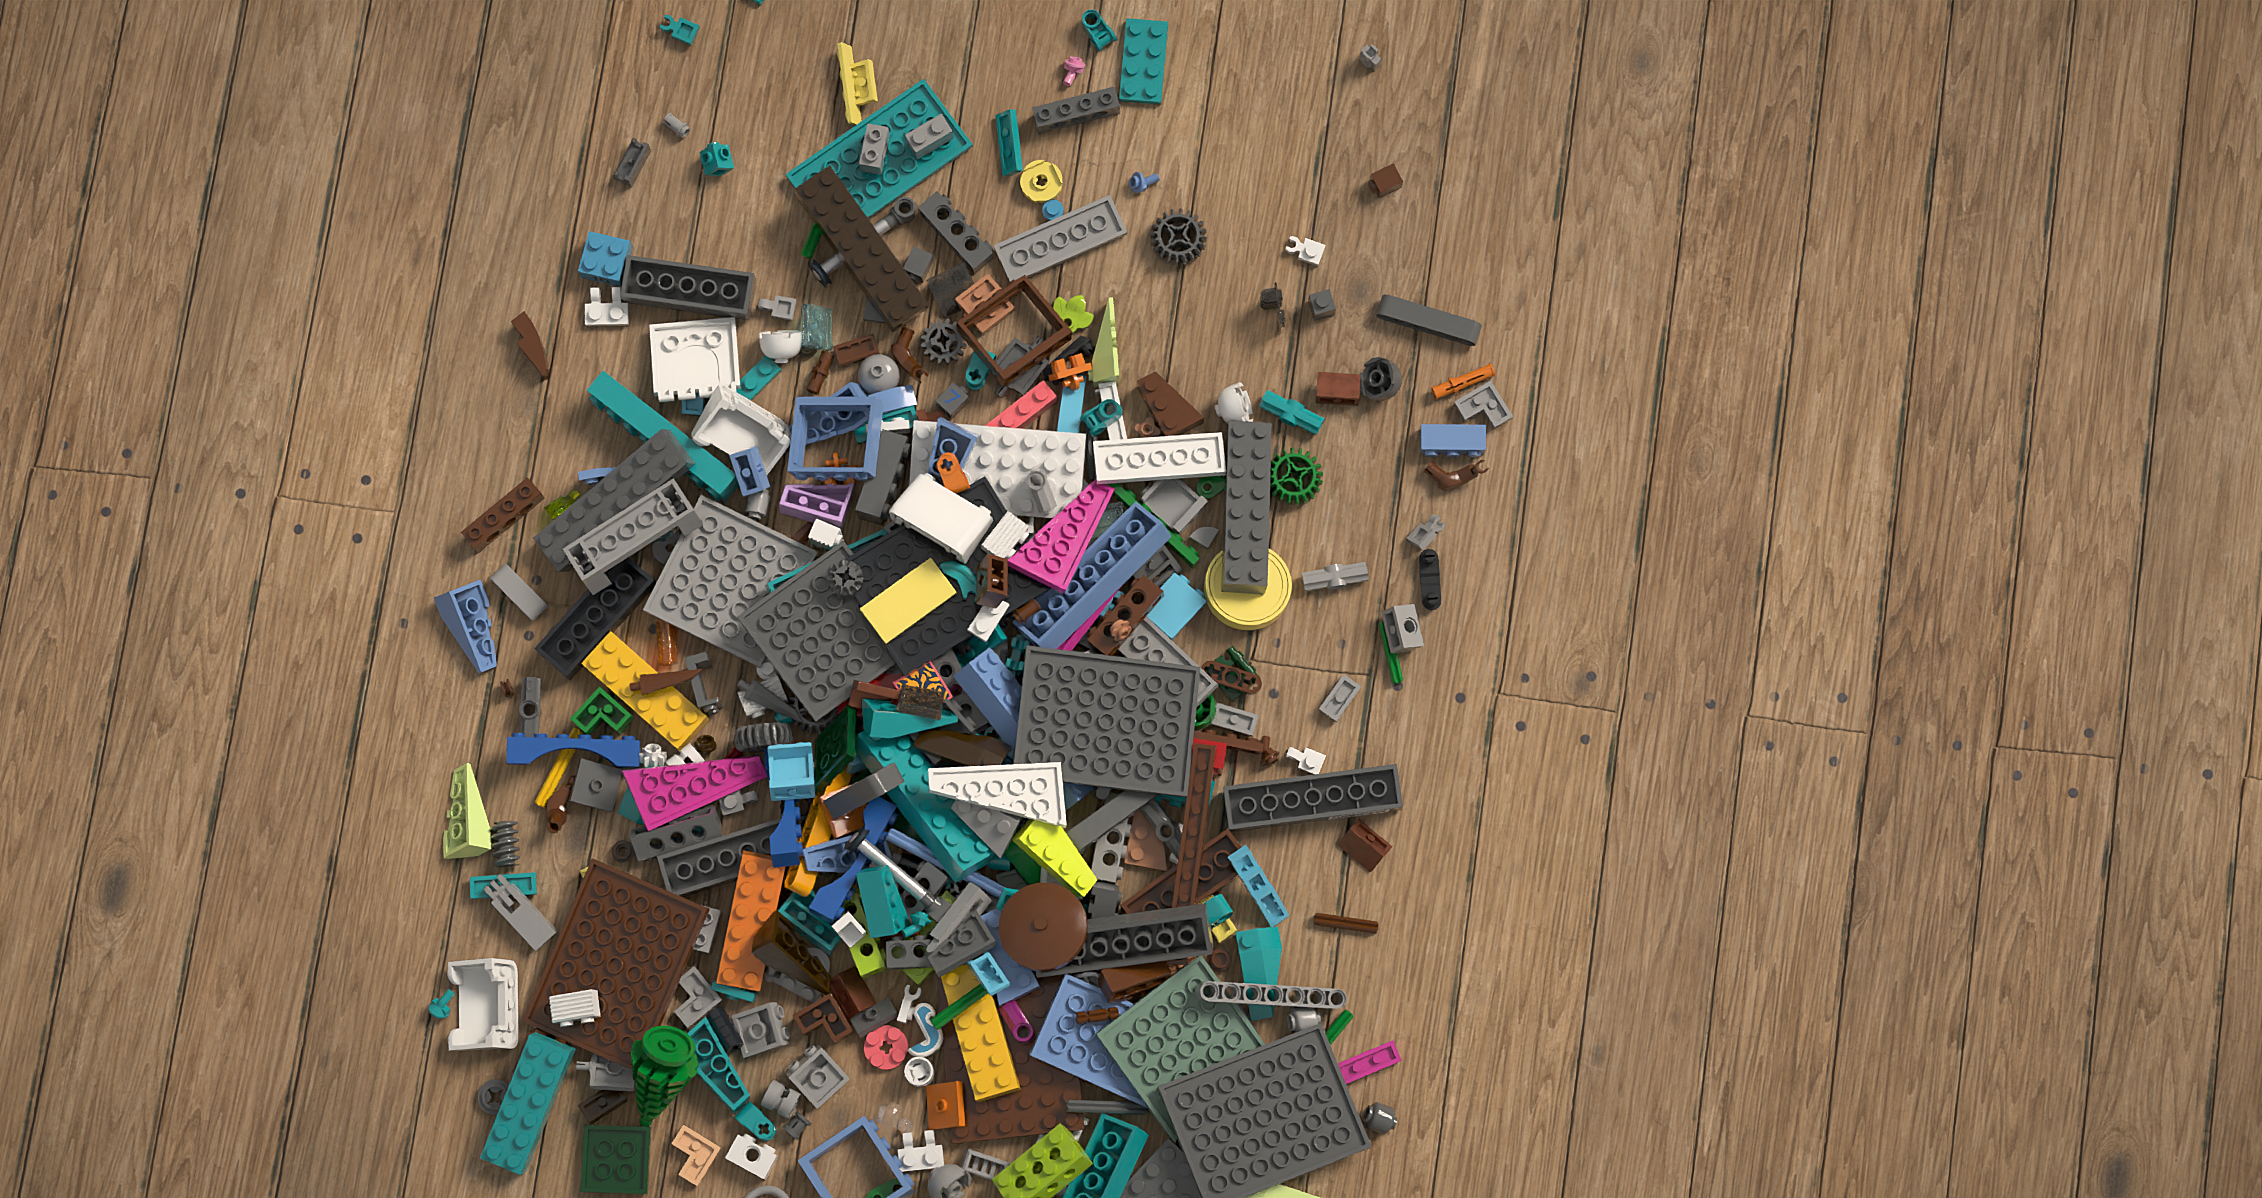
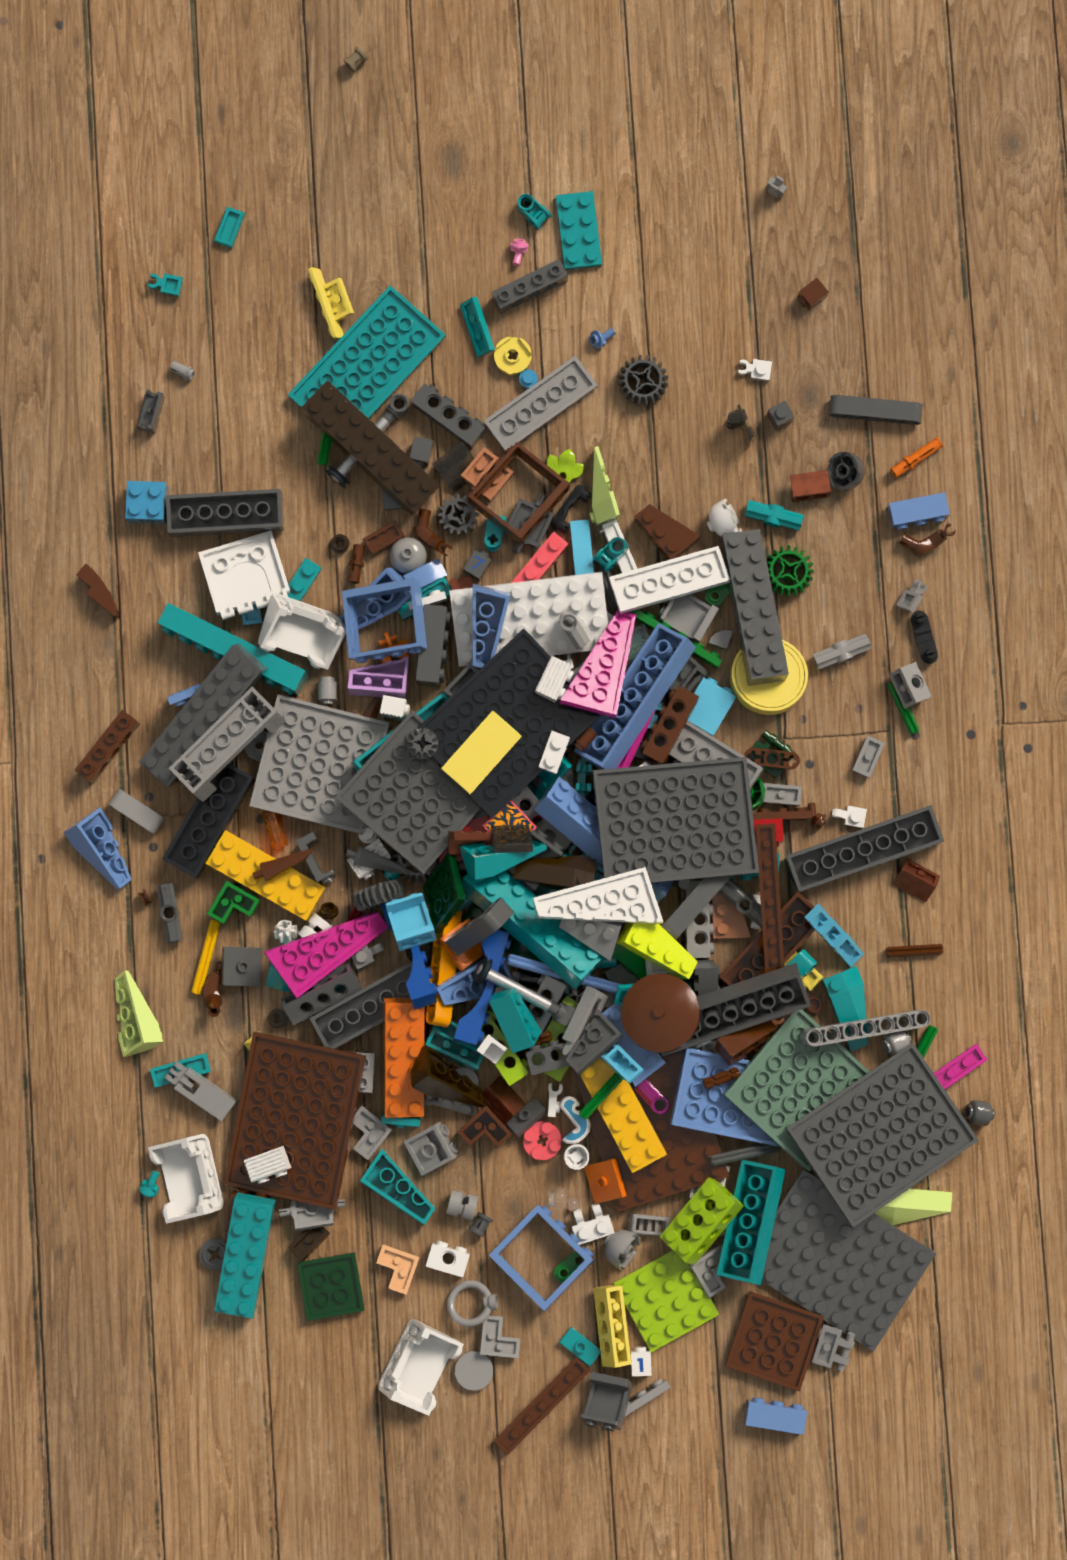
camera: 15 degrees left, 5 degrees up
(504, 844) = (174, 1033): dark grey piece -> none
(525, 750) = (175, 949): blue arch -> none
(559, 505) = (157, 727): clear neon green plate -> none
(606, 313) = (157, 550): white plate -> none
(662, 1068) = (355, 1203): green plant -> none
(716, 159) = (224, 394): teal brick -> none
(724, 1029) = (400, 1155): black axle -> none
(749, 471) = (315, 664): medium blue brick -> none
(754, 1119) = (441, 1226): teal piece -> none
(780, 344) = (317, 546): white cylinder -> none
(781, 307) = (310, 513): light grey plate -> none
(816, 1075) = (488, 1177): light grey plate -> none
(817, 327) = (345, 524): clear light blue plate -> none
(874, 149) = (361, 357): light grey brick -> none
(919, 920) = (550, 1028): teal plate -> none
(929, 136) = (407, 336): light grey brick -> none
(942, 516) = (494, 672): white windscreen -> none
(953, 477) = (497, 635): orange piece -> none
(963, 575) = (525, 721): teal piece -> none
(991, 581) = (551, 720): reddish brown brick -> none
(1077, 366) = (567, 520): orange hips -> none
(1120, 630) = (670, 739): nougat plate -> none
(1148, 423) = (651, 550): nougat plate -> none
(1487, 400) = (941, 470): light grey plate -> none

